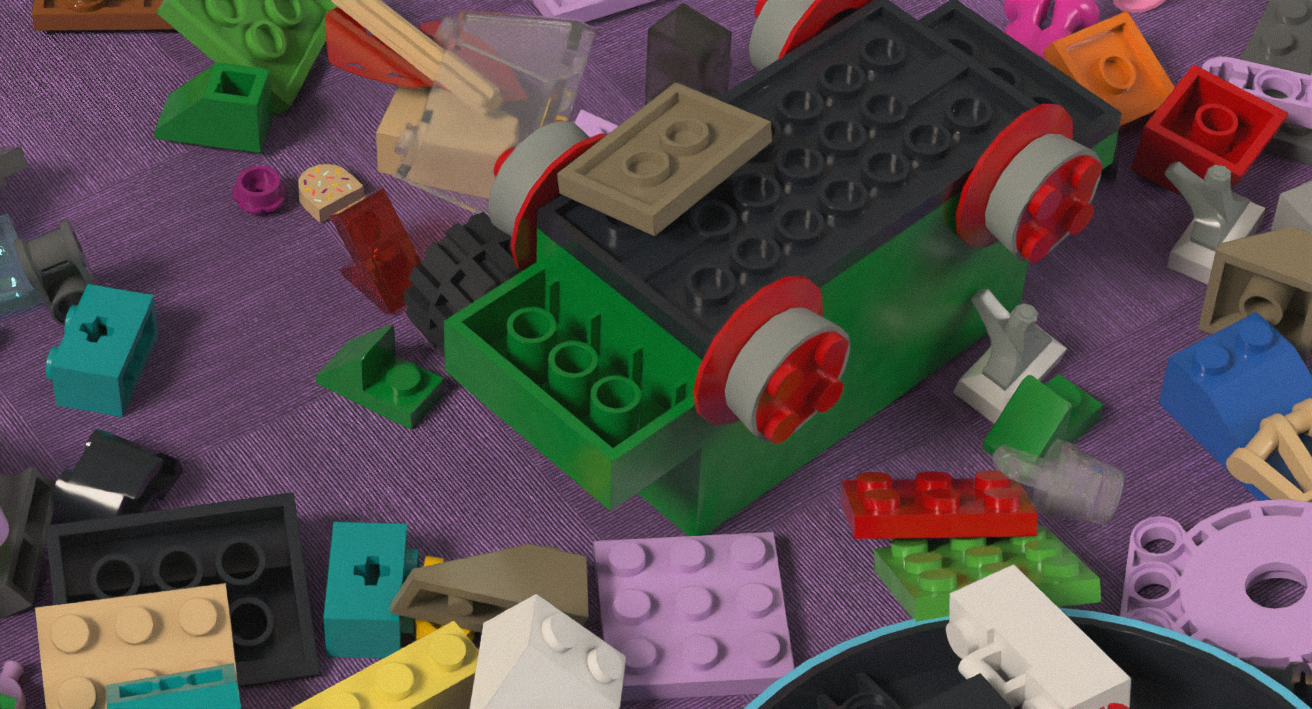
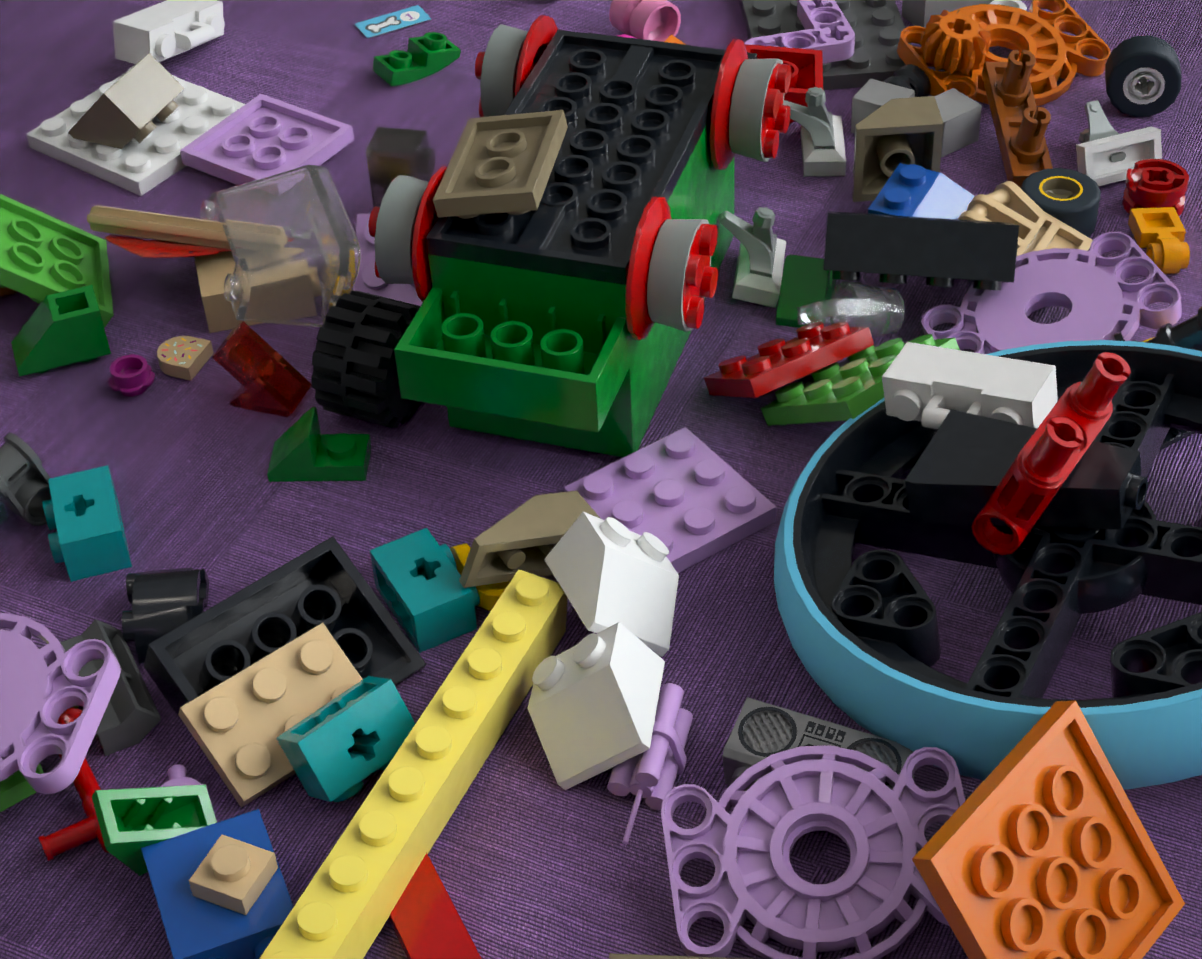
camera: 25 degrees left, 5 degrees down
(1171, 438) = (920, 247): none -> black slope

